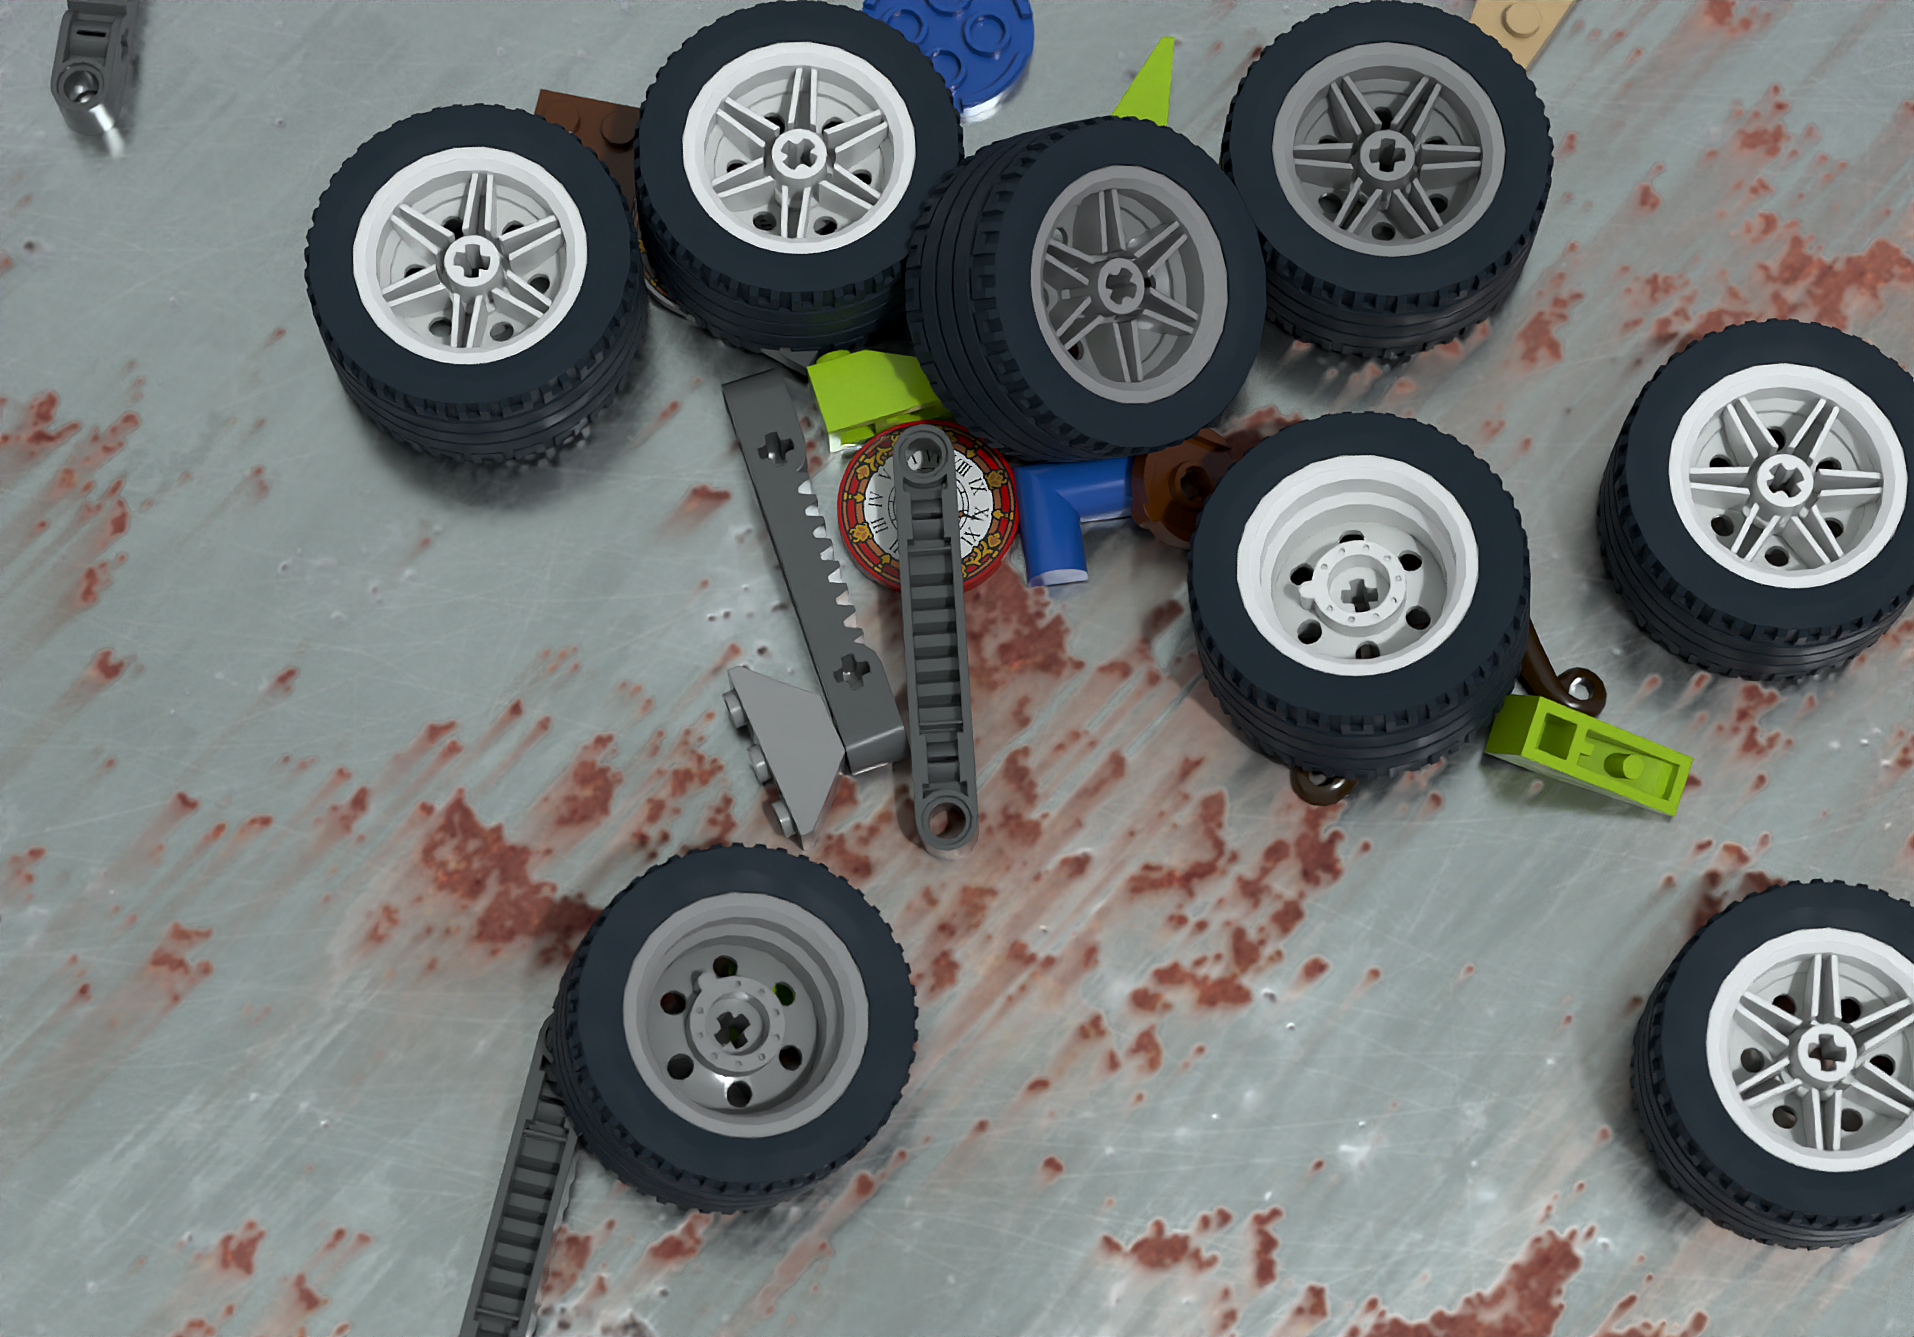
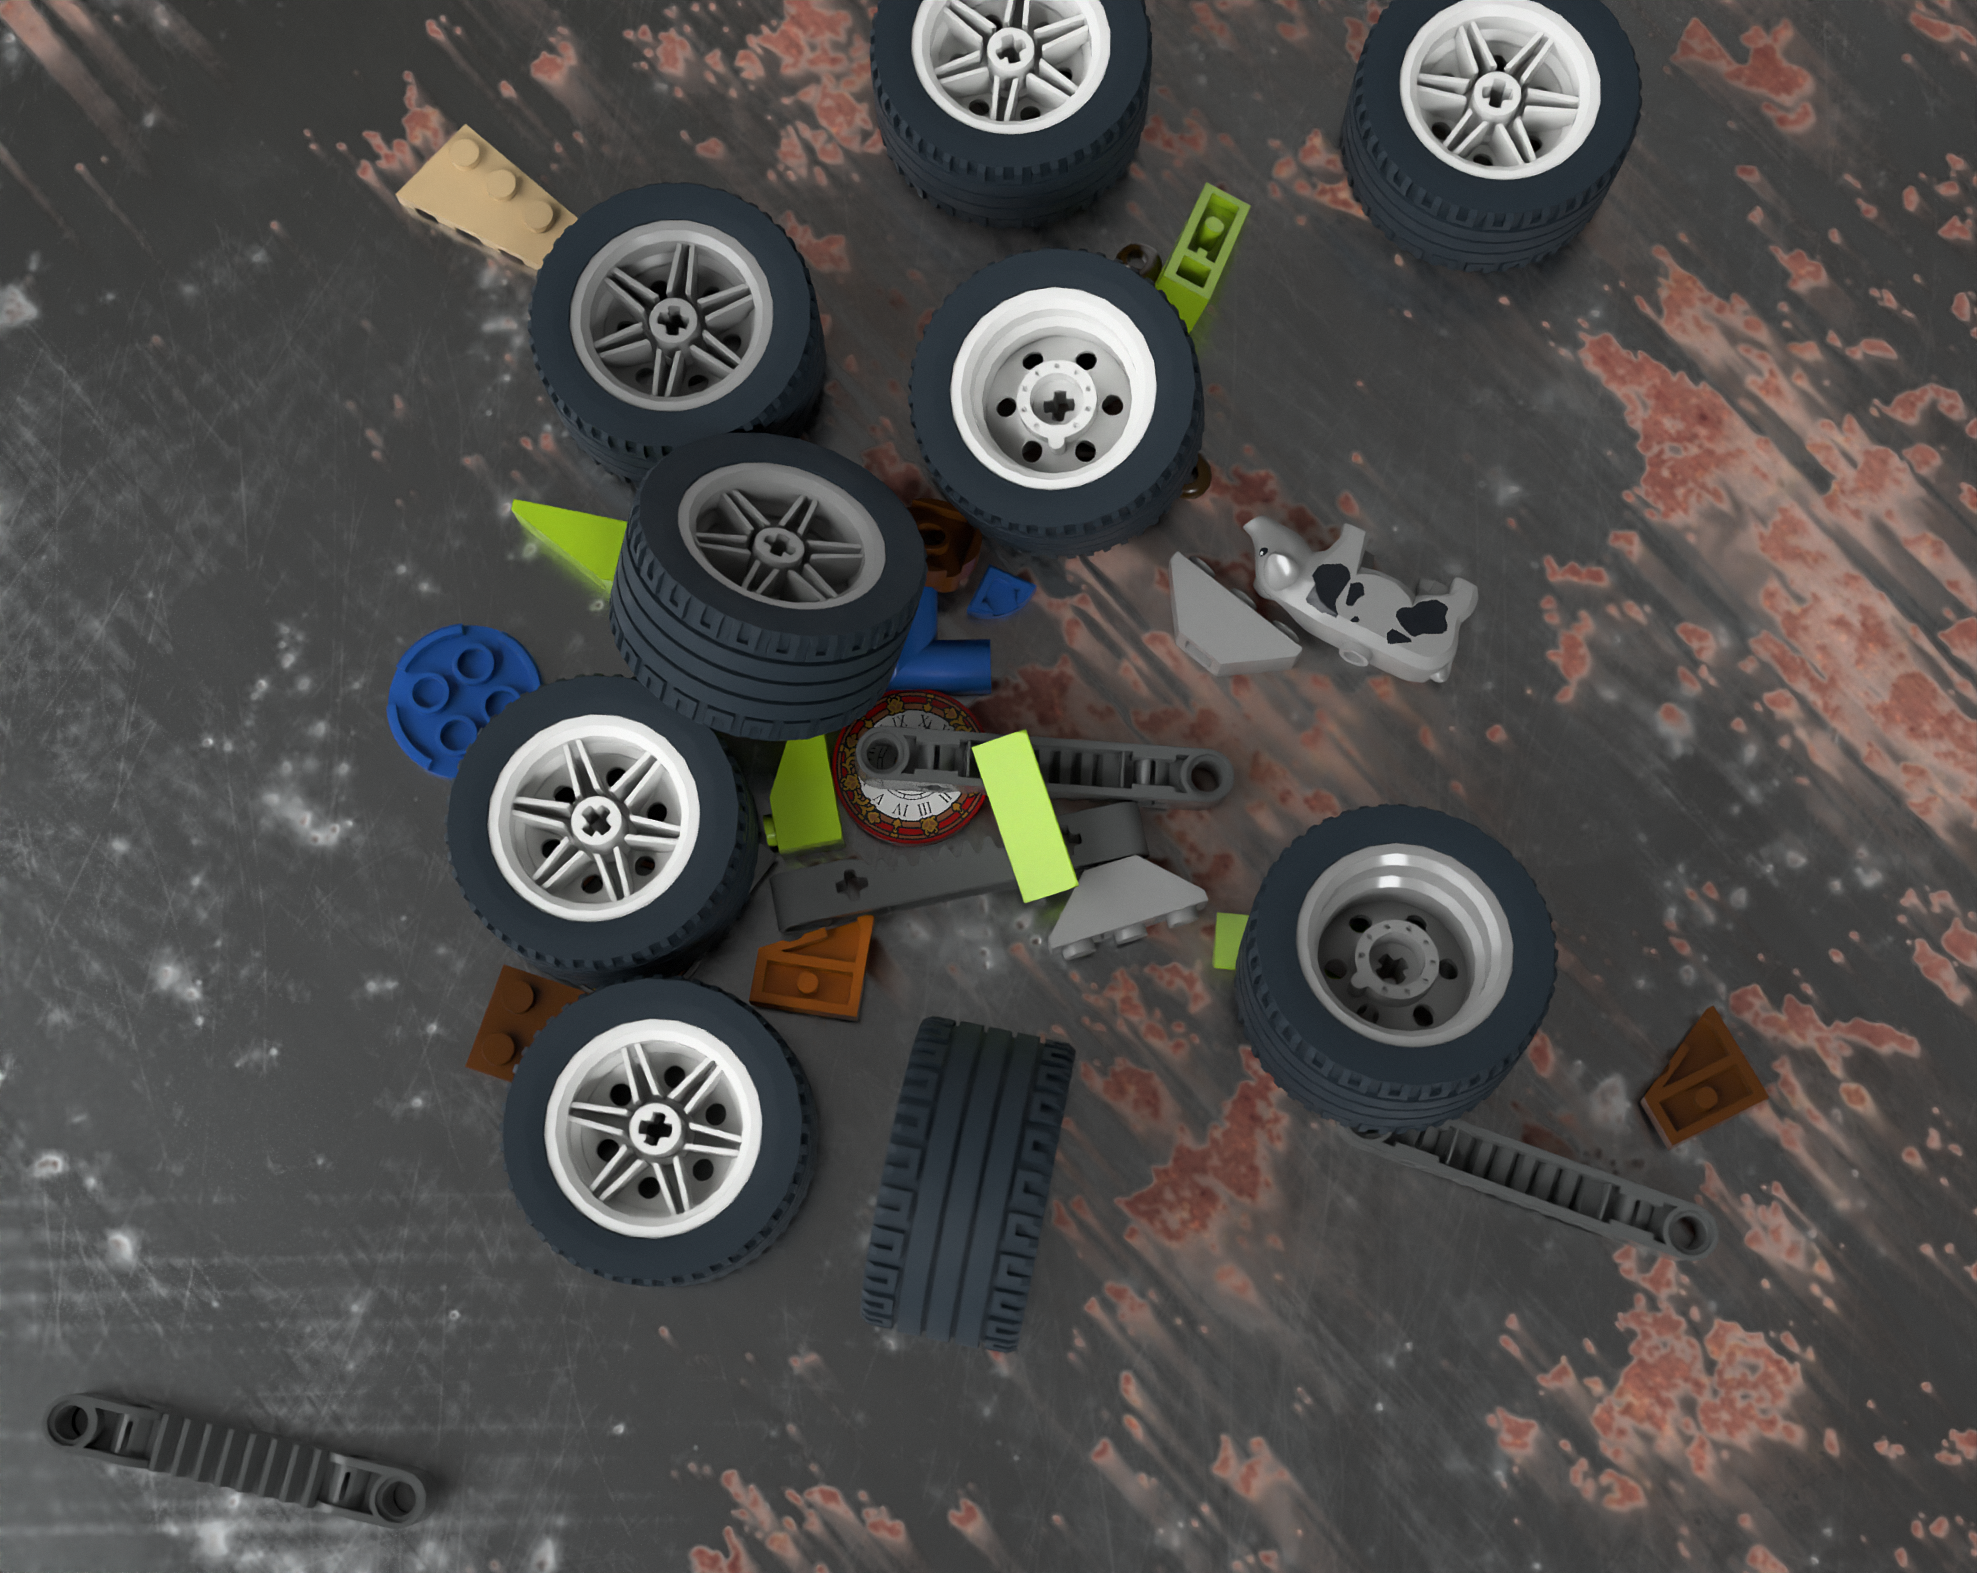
camera: 80 degrees left, 5 degrees up
(439, 580) = (966, 1184): none -> black wheel
(682, 434) = (816, 973): none -> orange wing
(869, 617) = (1025, 816): none -> lime slope
(1136, 826) = (1222, 625): none -> light grey slope
(1145, 581) = (1000, 594): none -> blue tile
(1173, 979) = (1360, 608): none -> light grey animal

